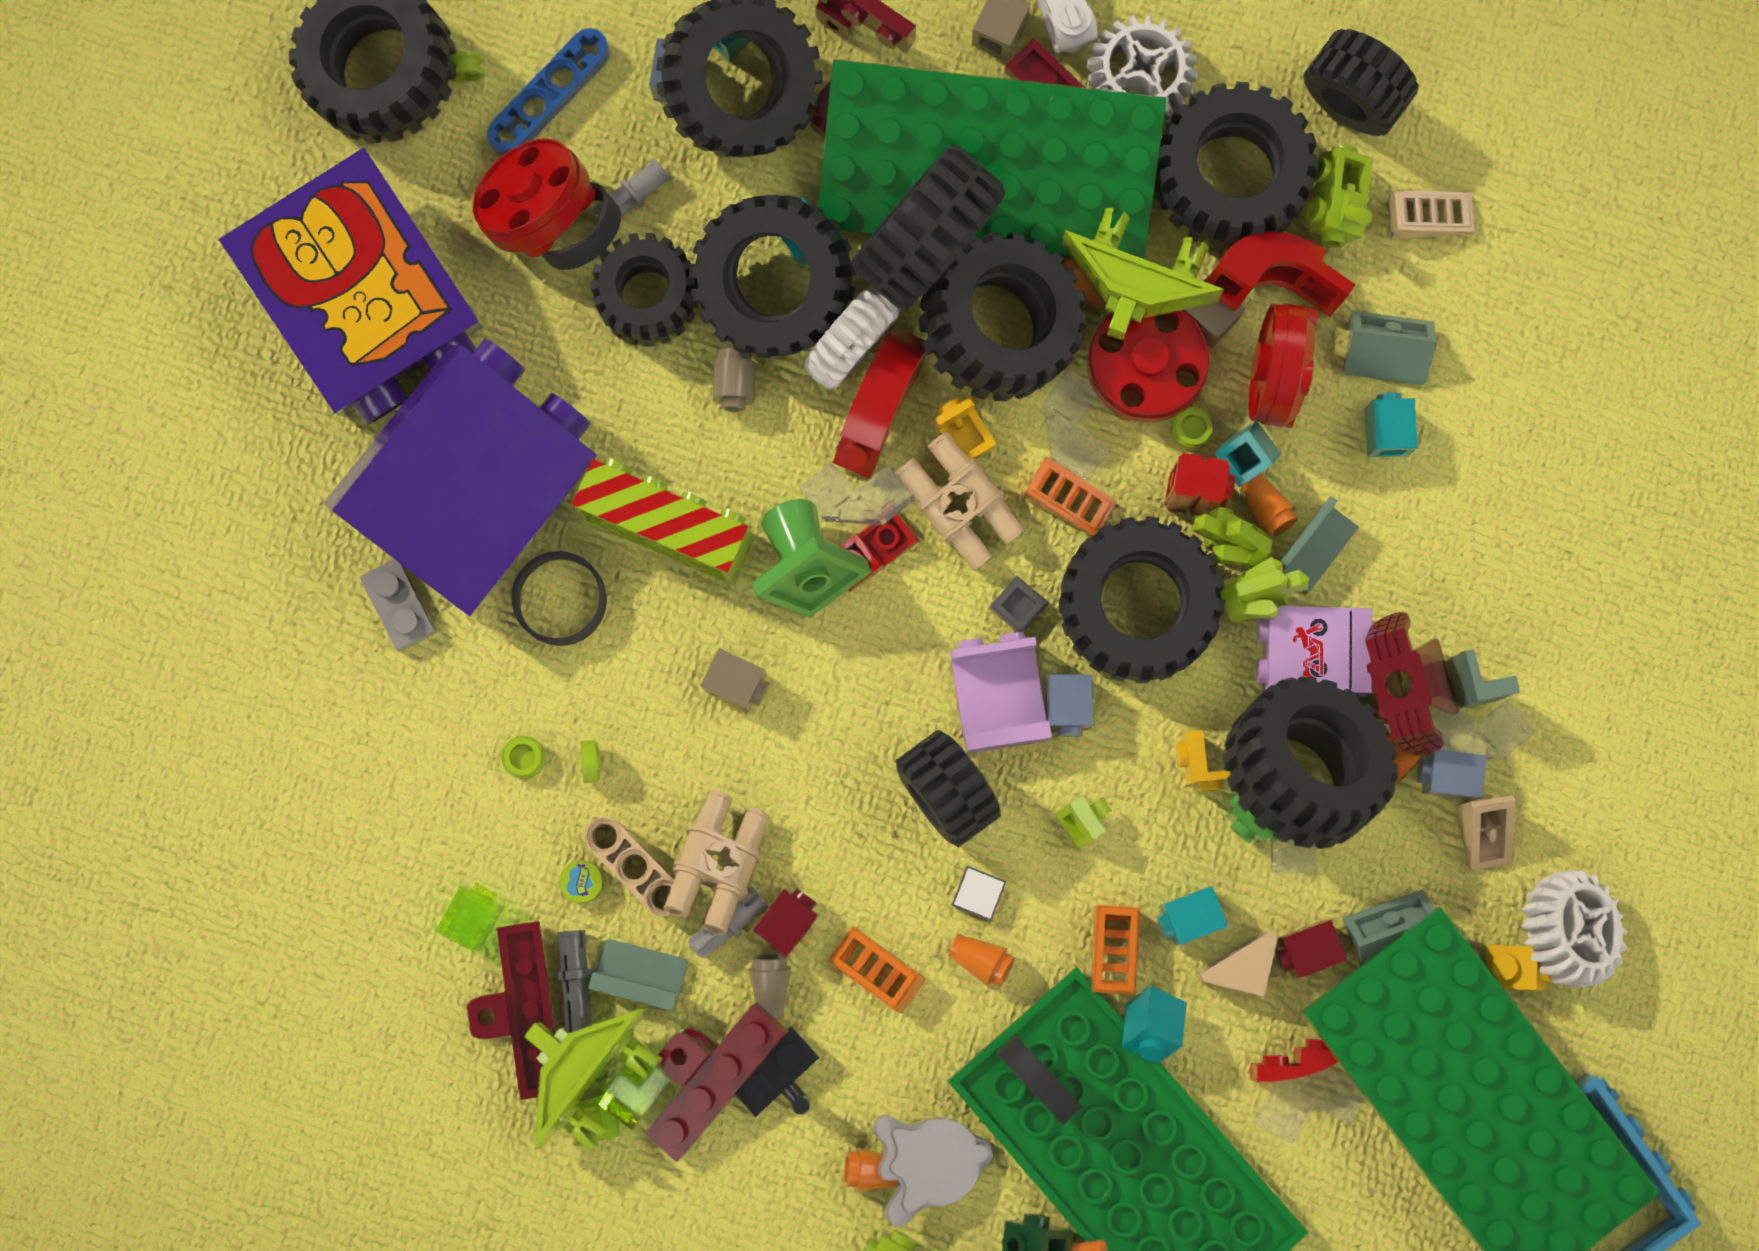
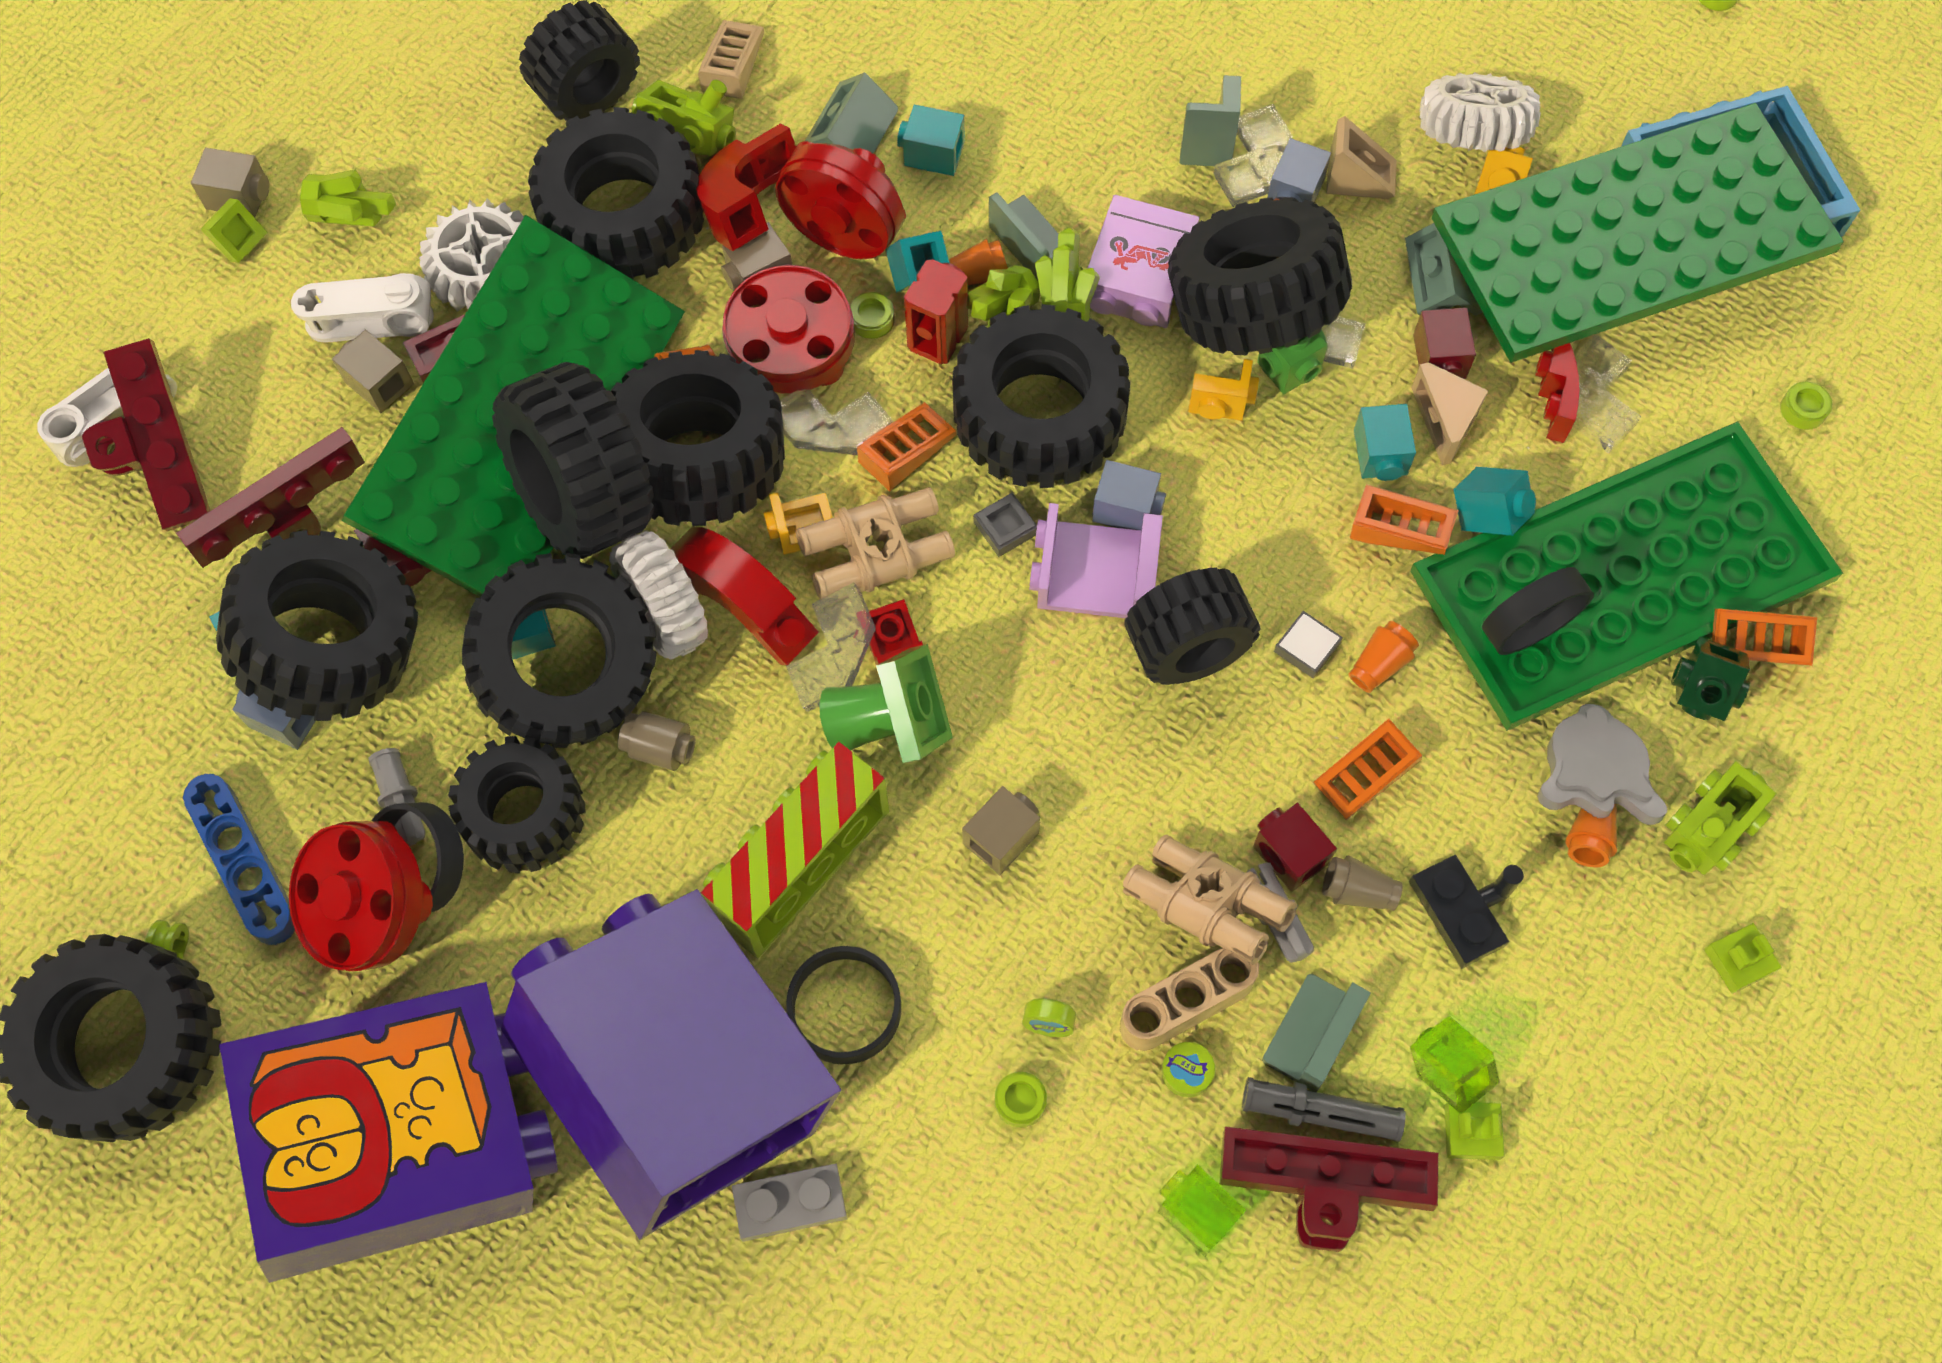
camera: 75 degrees left, 15 degrees down
(574, 1063) = (1412, 1120): lime connector -> none
(710, 1076) = (1455, 974): dark red plate -> none
(1082, 820) = (1257, 518): lime tile -> none
(1134, 285) = (703, 307): lime connector -> none
(1431, 685) = (1166, 178): dark red piece -> none

